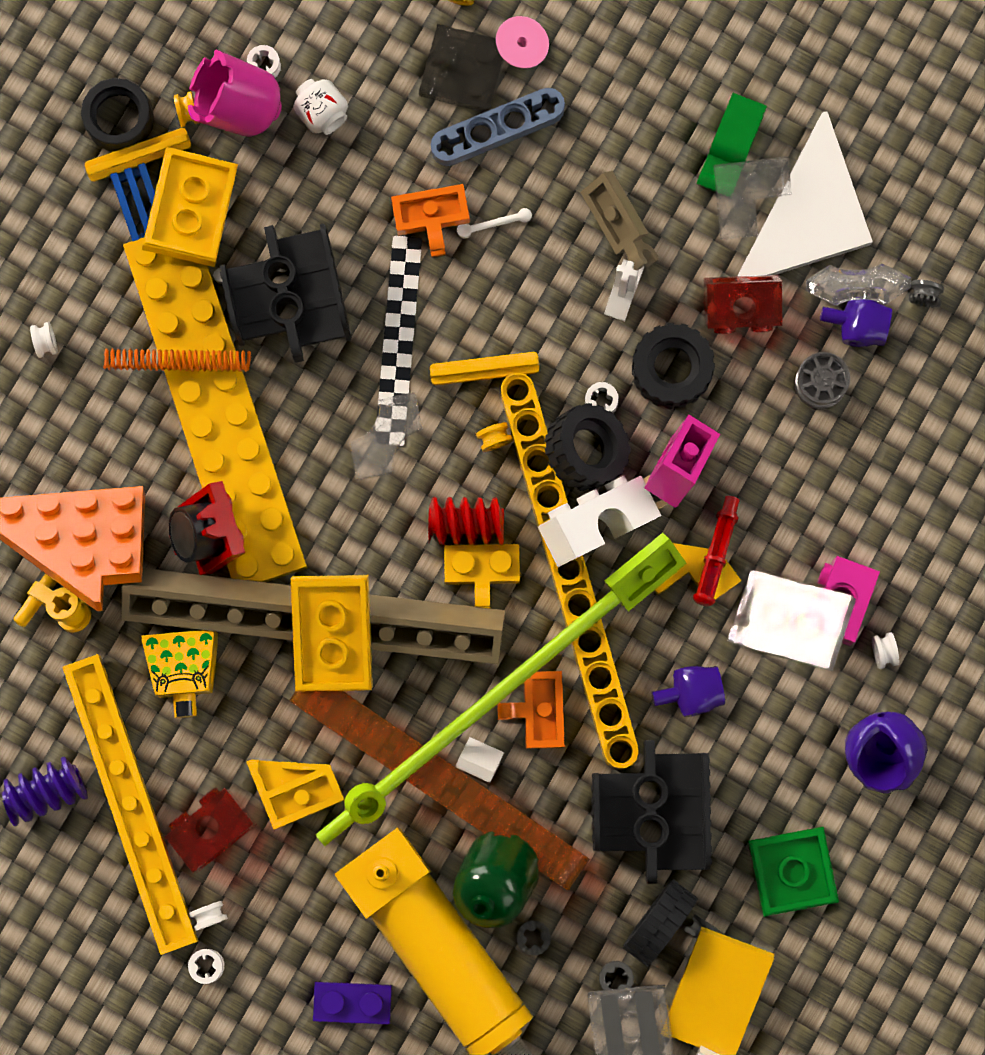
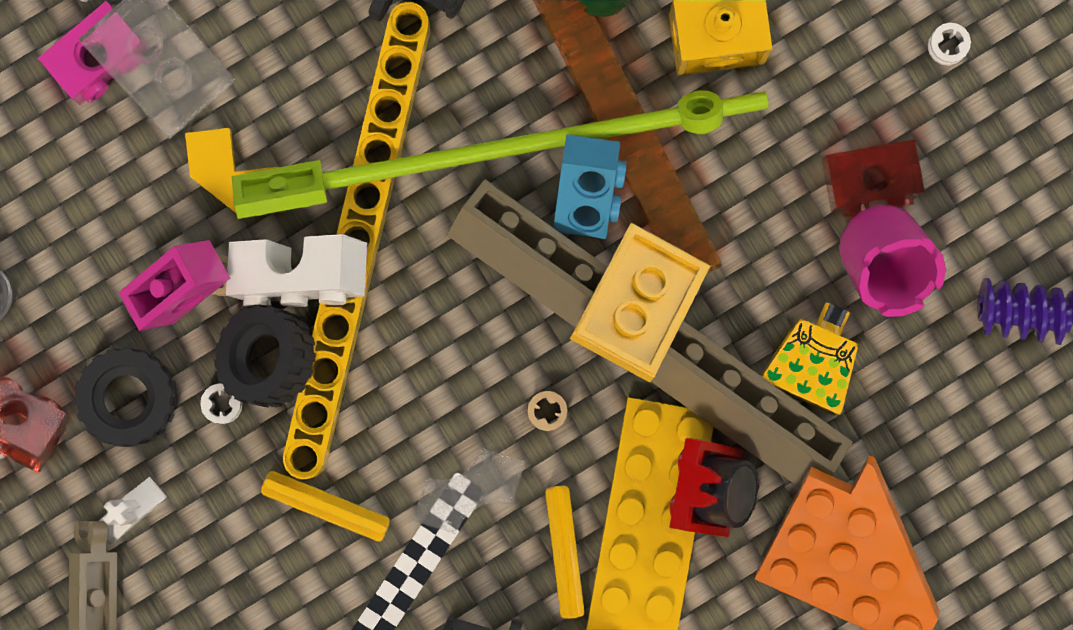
camera: 155 degrees left, 5 degrees up
(60, 604) = (911, 500): yellow piece -> none
(130, 804) = (947, 225): yellow plate -> none
(163, 769) = (891, 260): none -> dark pink cylinder
(208, 915) = (920, 91): white bush -> none
(292, 430) = (564, 552): none -> yellow axle
(294, 789) = (764, 172): yellow wing -> none
(359, 513) = (552, 398): none -> tan bush
(418, 700) = (587, 186): none -> dark azure brick
(466, 521) = (434, 351): red piece -> none
(479, 759) = (557, 96): white tile -> none
(482, 567) = (445, 296): yellow plate -> none
(494, 437) = (356, 425): yellow bush -> none
(540, 709) = (467, 111): orange plate -> none
(694, 689) = (298, 47): dark purple piece -> none
(717, 552) = (193, 173): red piece -> none

